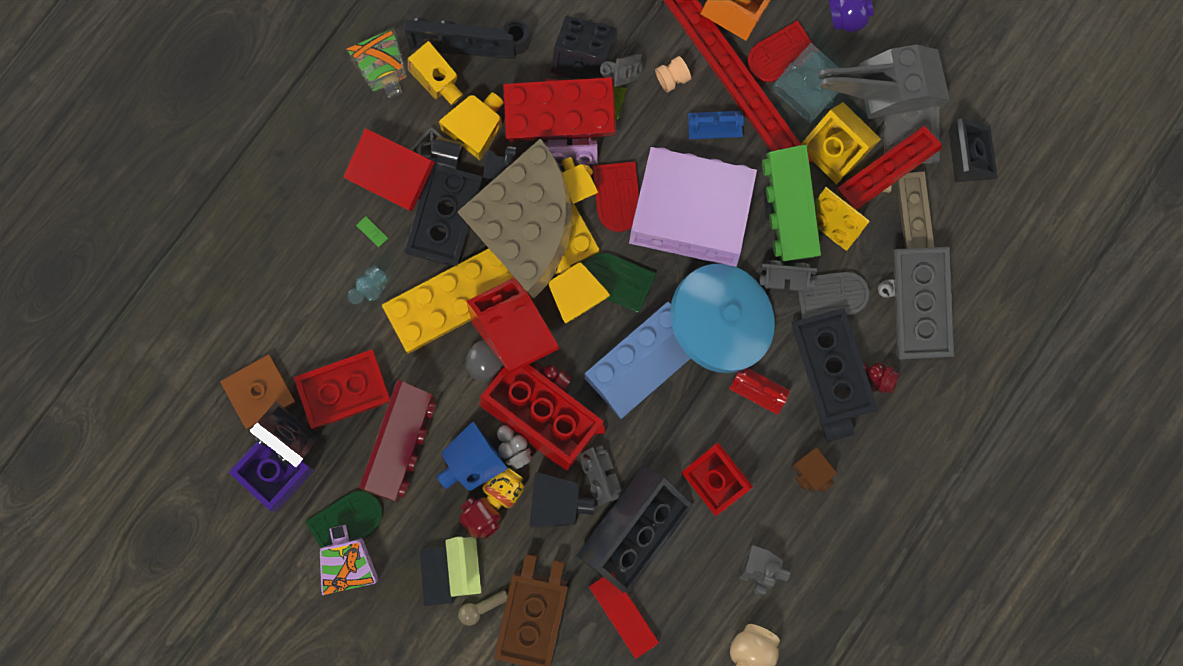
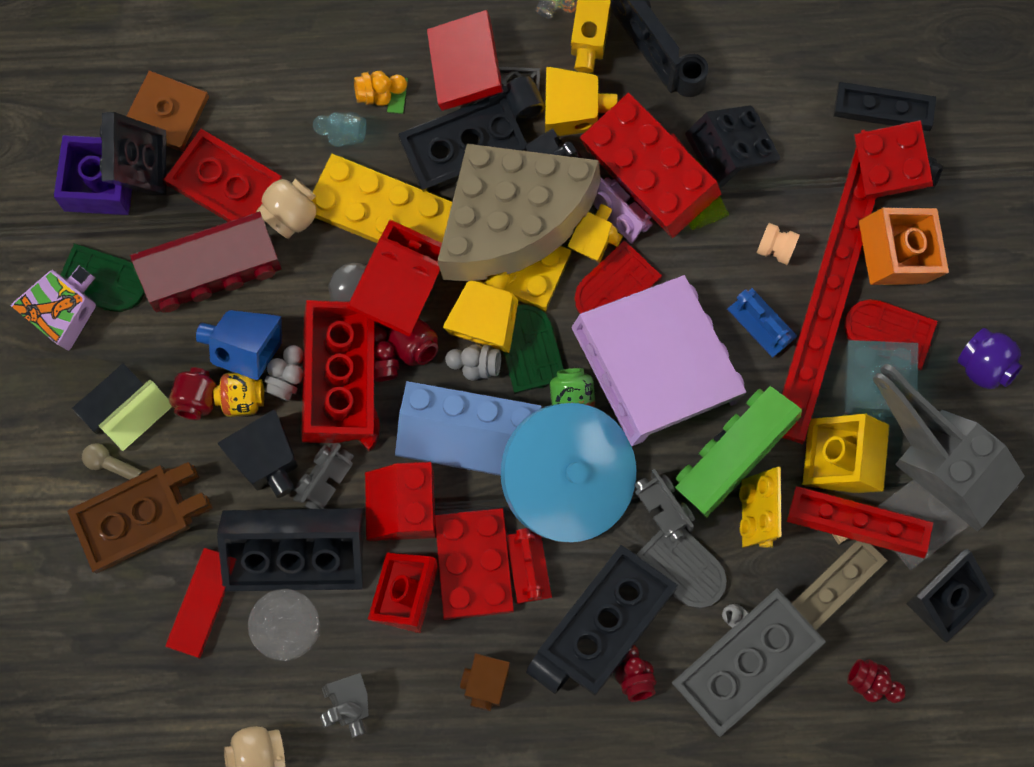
camera: 55 degrees right, 5 degrees down
(358, 240) = (377, 87): none -> light orange piece
(399, 360) = (288, 207): none -> tan piece
(565, 353) = (419, 347): none -> dark red head
(600, 320) = (476, 361): none -> light grey piece
(623, 70) = (739, 192): dark grey hinge -> none
(657, 438) = (400, 502): none -> red slope
(668, 274) = (572, 386): none -> bright green head
(680, 572) = (283, 625): none -> clear tile
(732, 422) = (473, 564): none -> red plate
(989, 238) = (874, 681): none -> dark red piece

